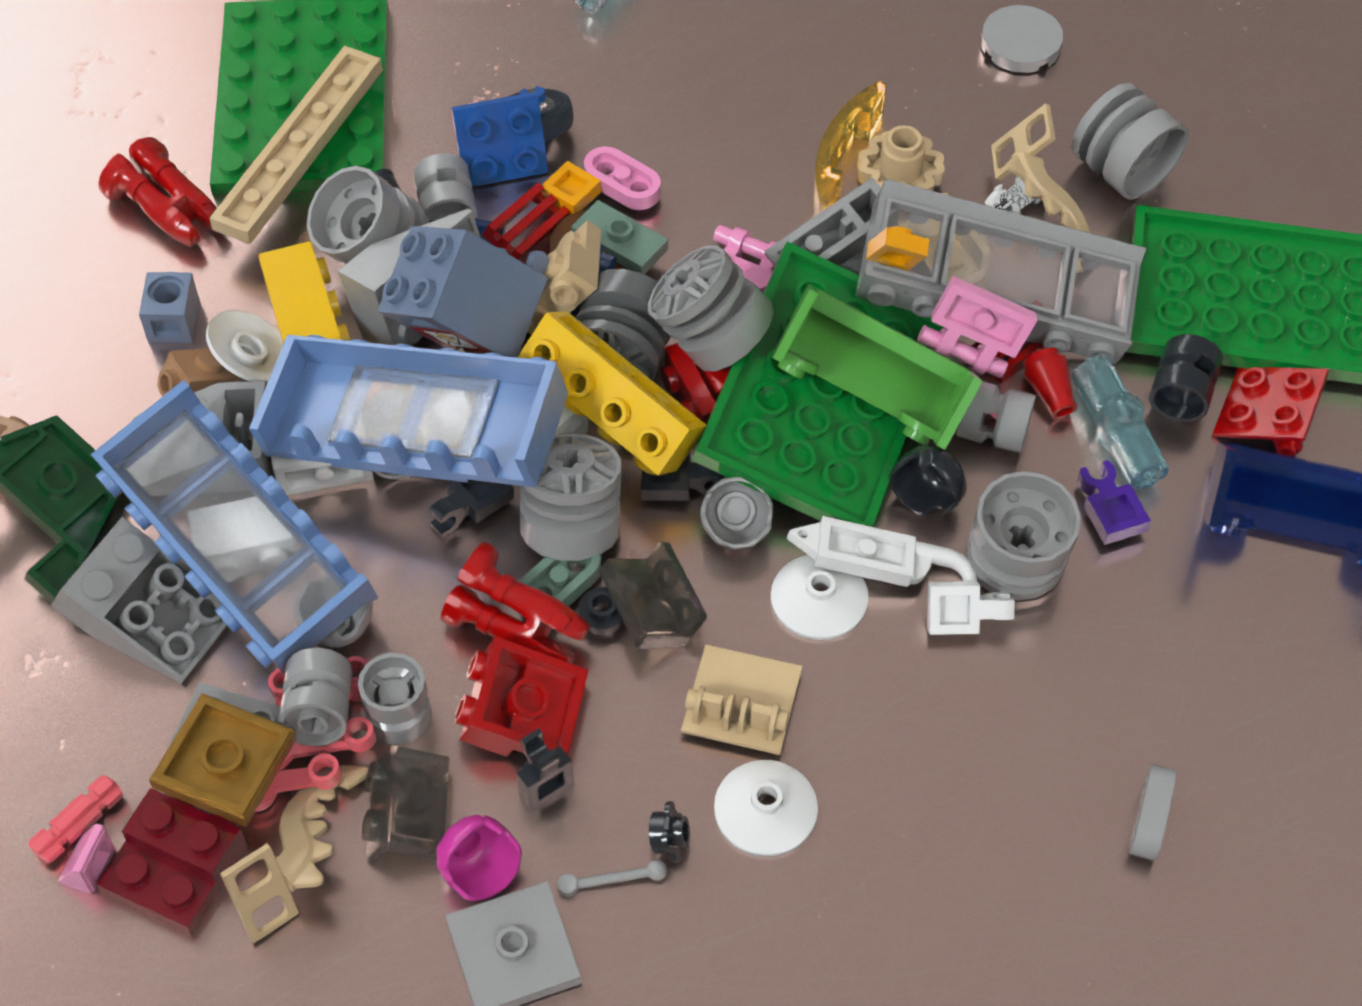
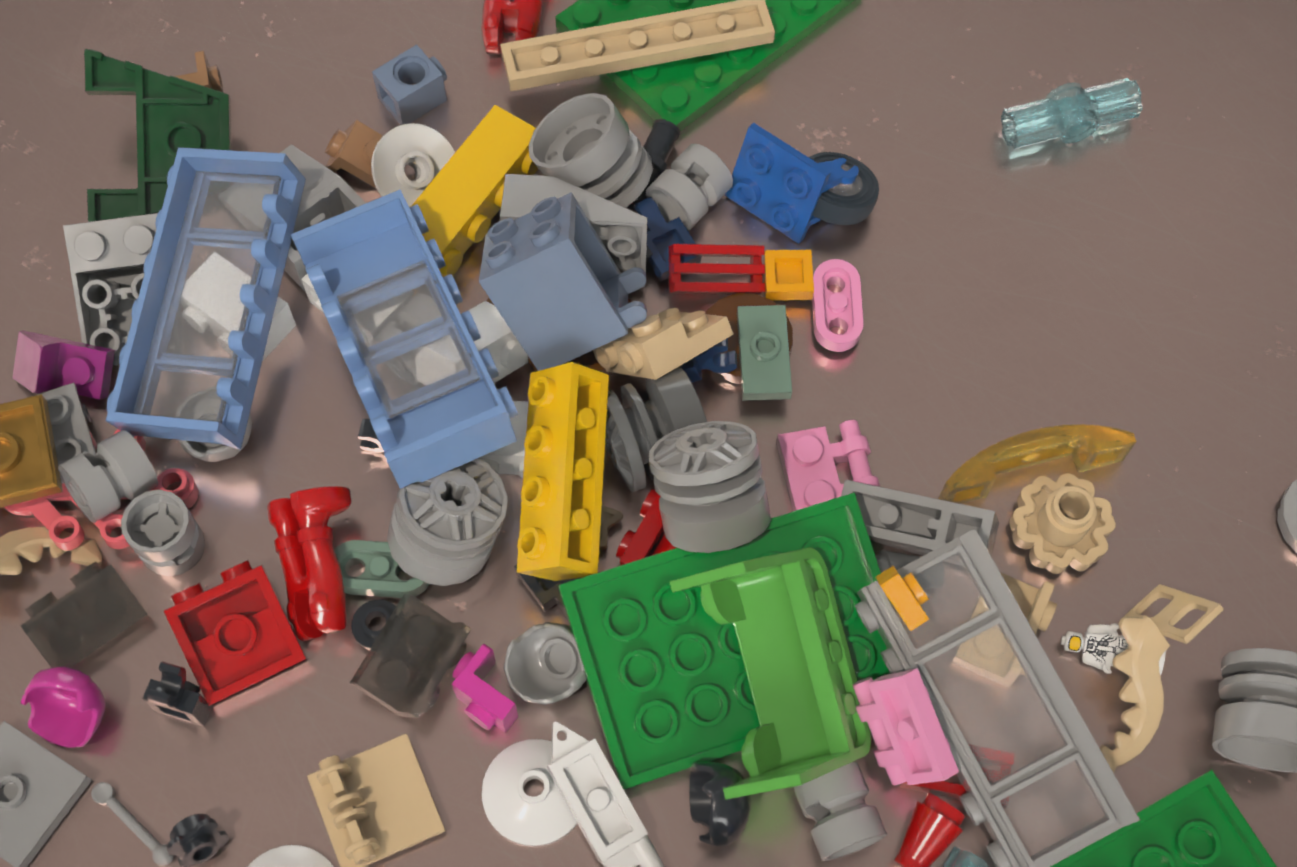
camera: 50 degrees right, 10 degrees up
(163, 691) = (53, 362): none -> magenta slope
(723, 574) = (483, 702): none -> dark pink bracket

